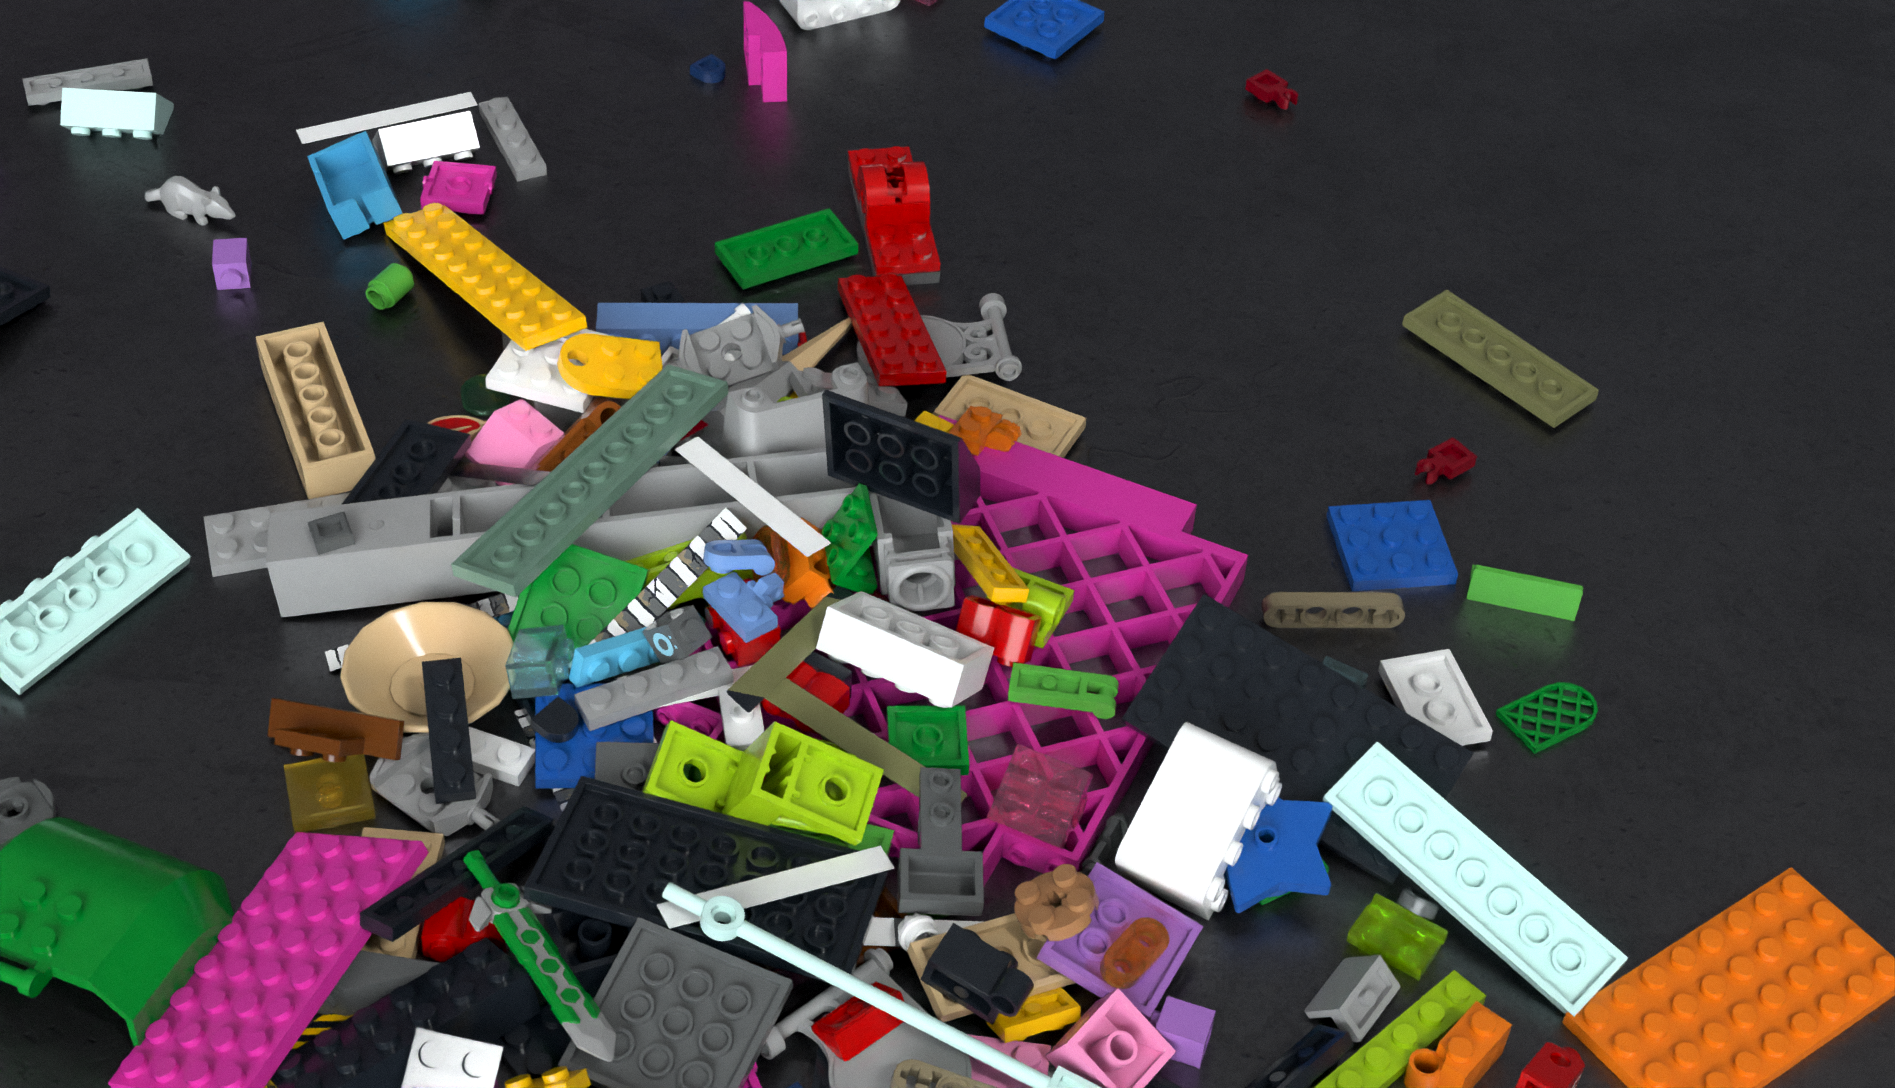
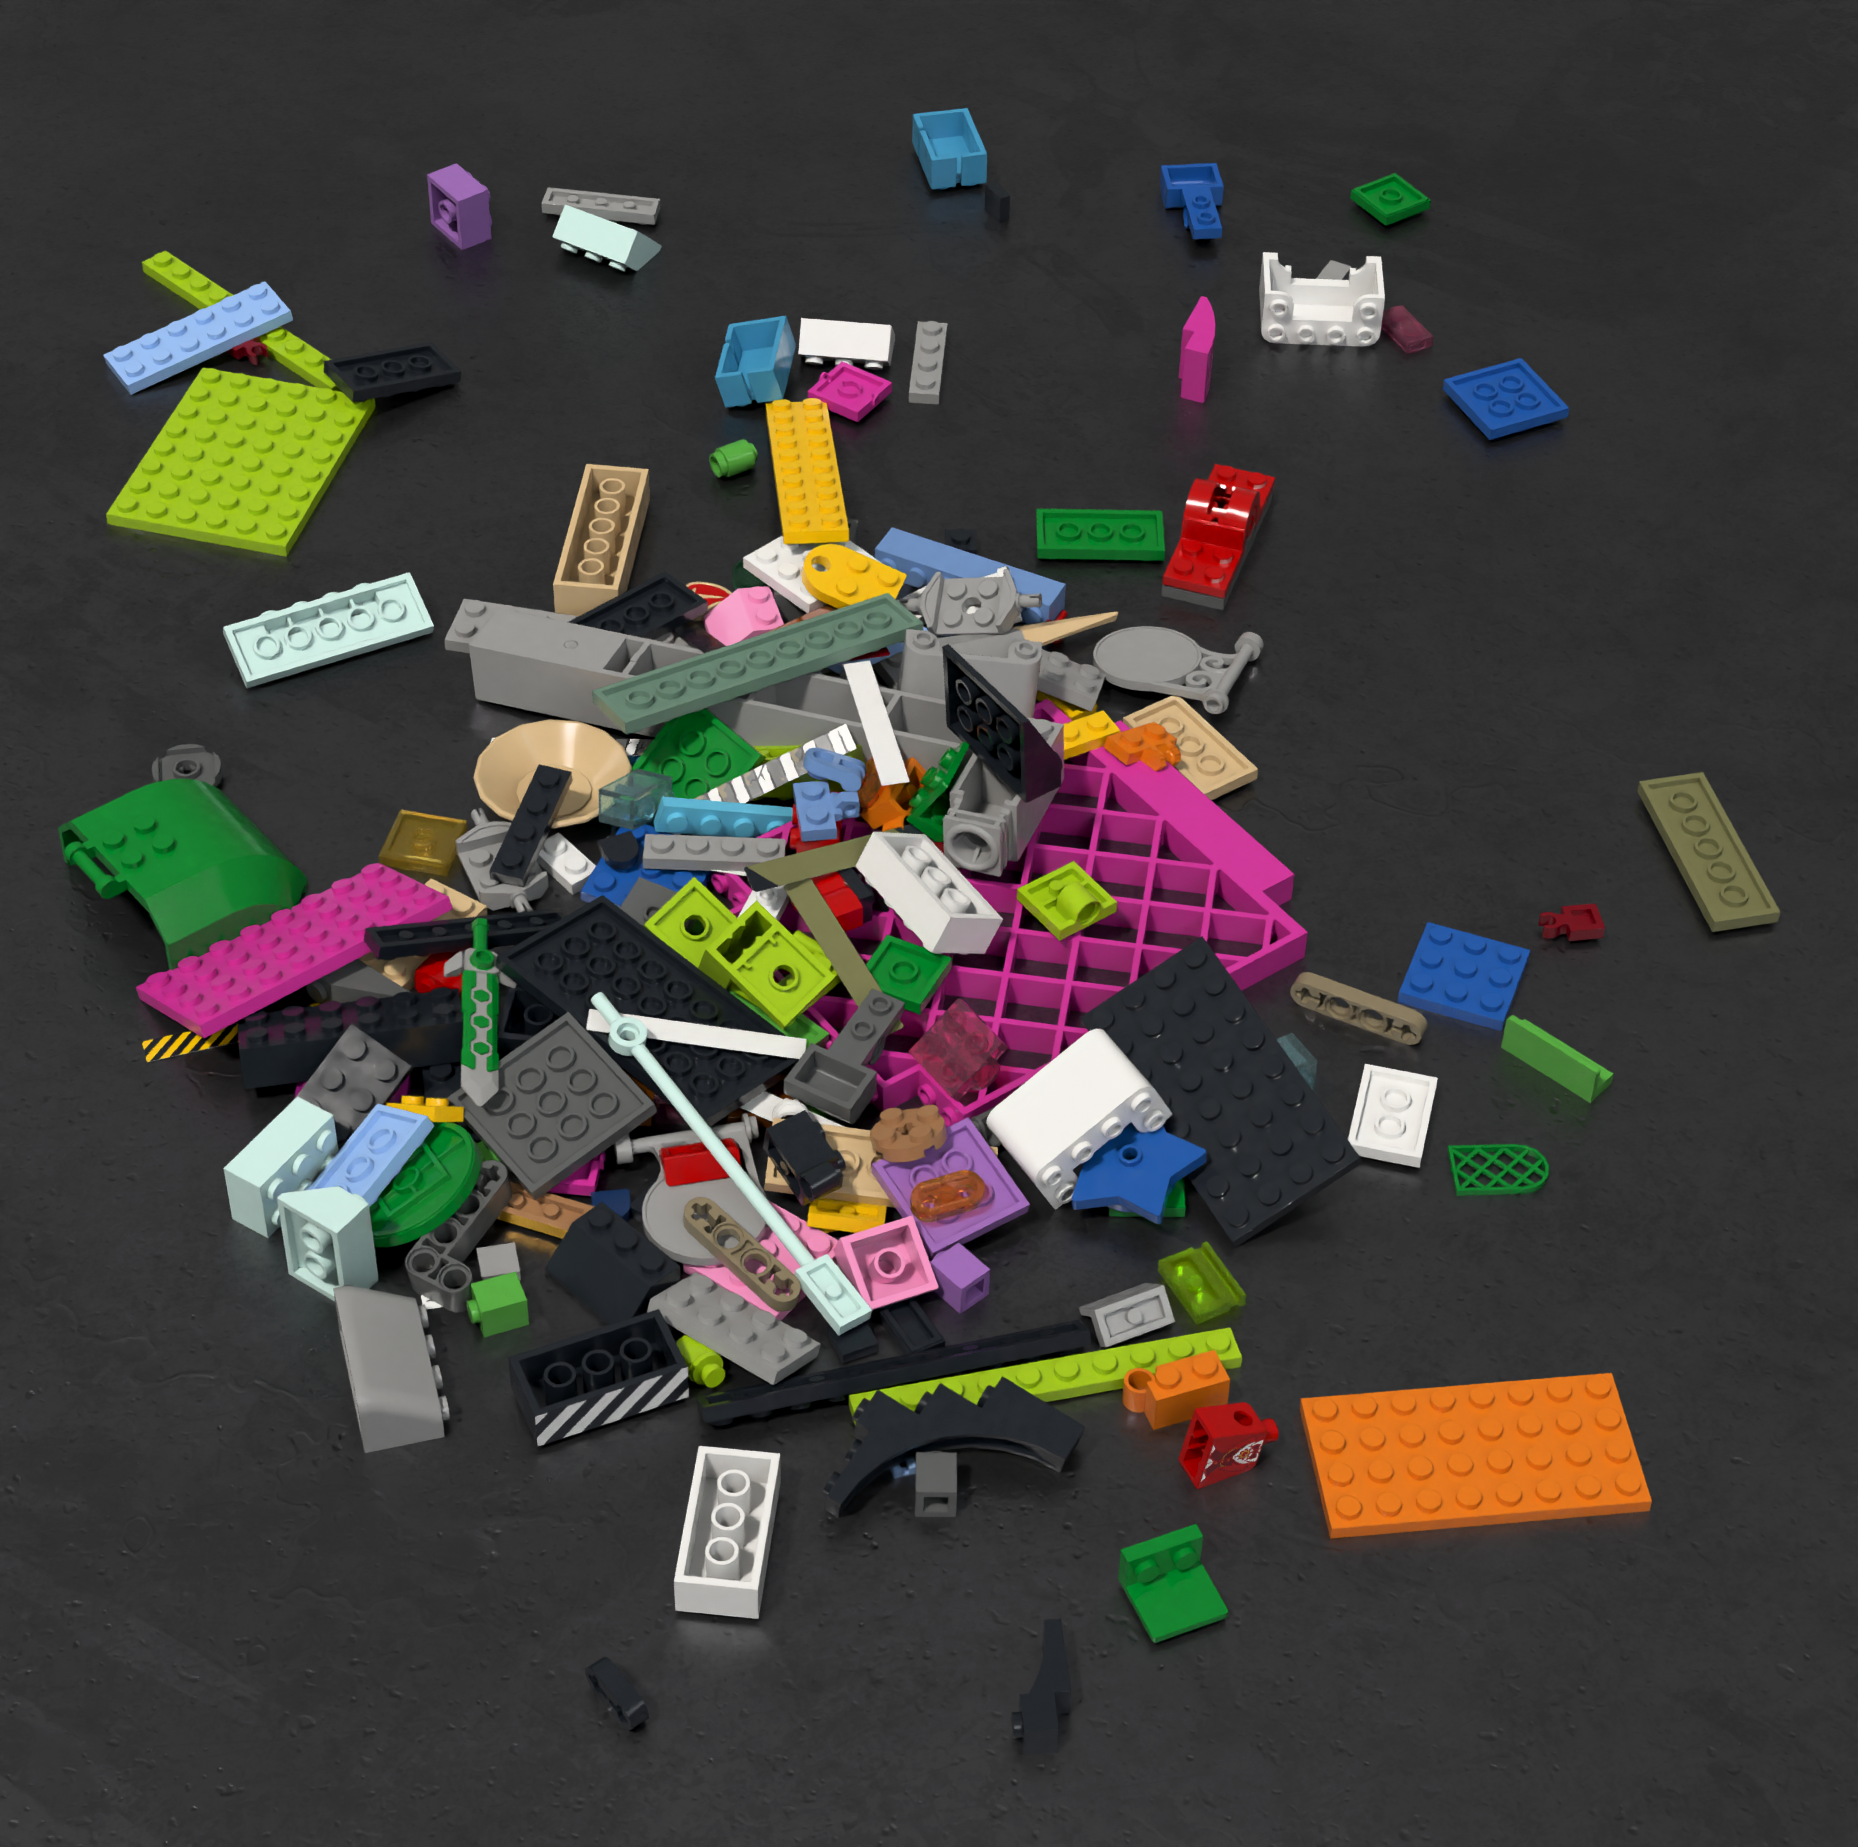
camera: 30 degrees right, 0 degrees up
(185, 197) = (616, 332): light grey animal -> none
(231, 263) = (617, 398): medium lavender brick -> none
(331, 533) = (530, 638): dark grey tile -> none
(333, 731) = (447, 796): reddish brown bracket -> none
(386, 117) = (834, 311): white sticker -> none
(677, 634) = (755, 816): dark grey brick -> none
(708, 69) = (1149, 352): dark blue tile -> none
(891, 330) = (1133, 634): red plate -> none
(988, 565) = (1050, 851): yellow plate -> none
(1000, 626) = (1024, 908): red brick -> none
(1064, 689) = (1049, 977): bright green plate -> none
(1270, 87) = (1683, 529): dark red plate -> none
(1418, 903) = (1240, 1265): dark grey tile -> none
(1475, 880) = (1290, 1260): light aqua plate -> none

